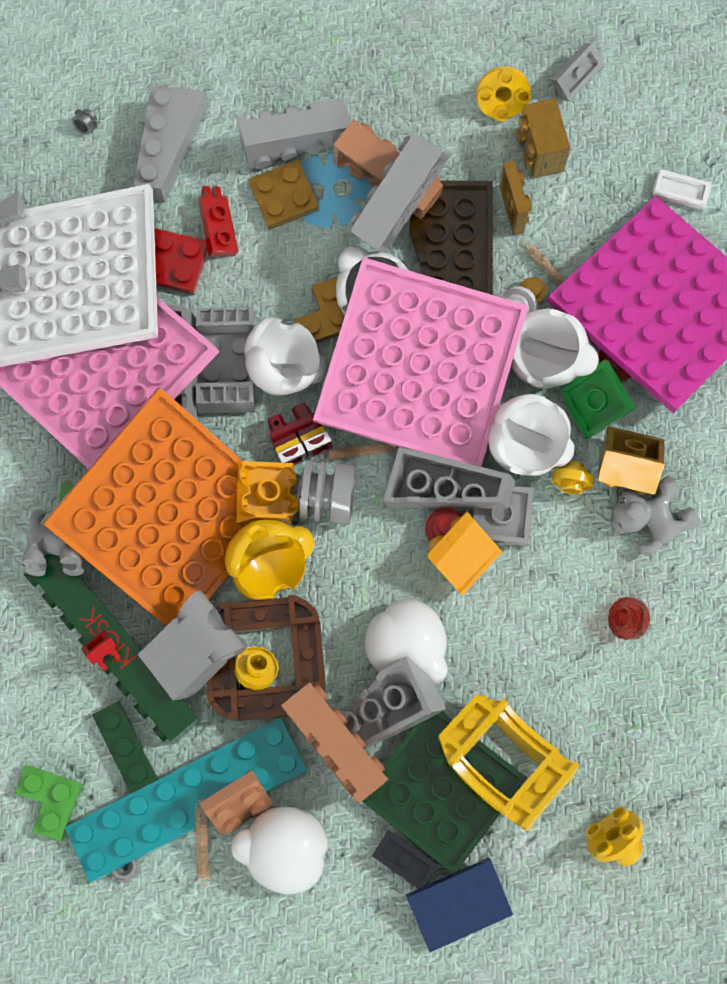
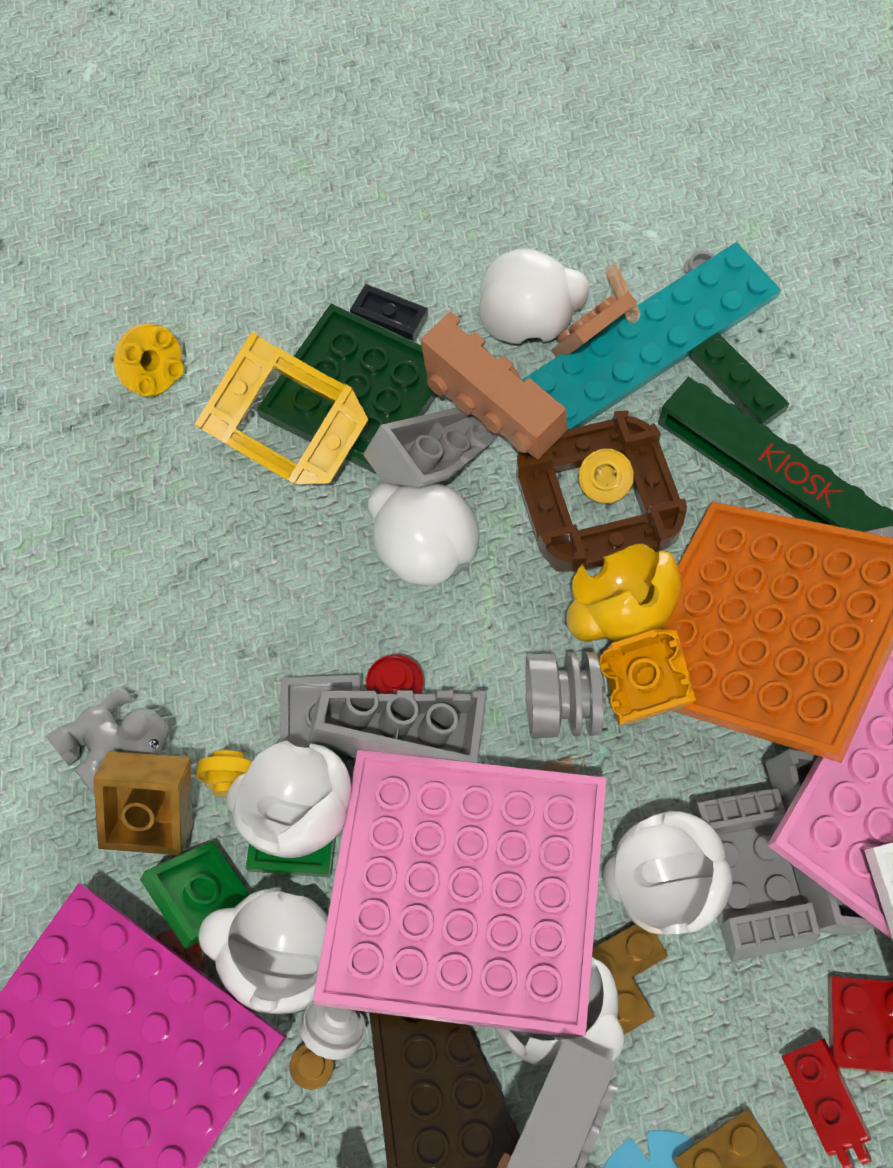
camera: 170 degrees right, 10 degrees down
(57, 798) = (803, 325): bright green plate -> none
(100, 647) = (805, 450): red tile -> none
(191, 648) = (691, 466): light grey piece -> none
(310, 433) = (627, 767): dark red hips -> none
(459, 904) = (321, 279): dark blue tile -> none
(463, 553) = (368, 643): light orange slope -> none
(550, 265) = (262, 1094): light nougat piece -> none
(629, 618) = (140, 604): clear red plate -> none

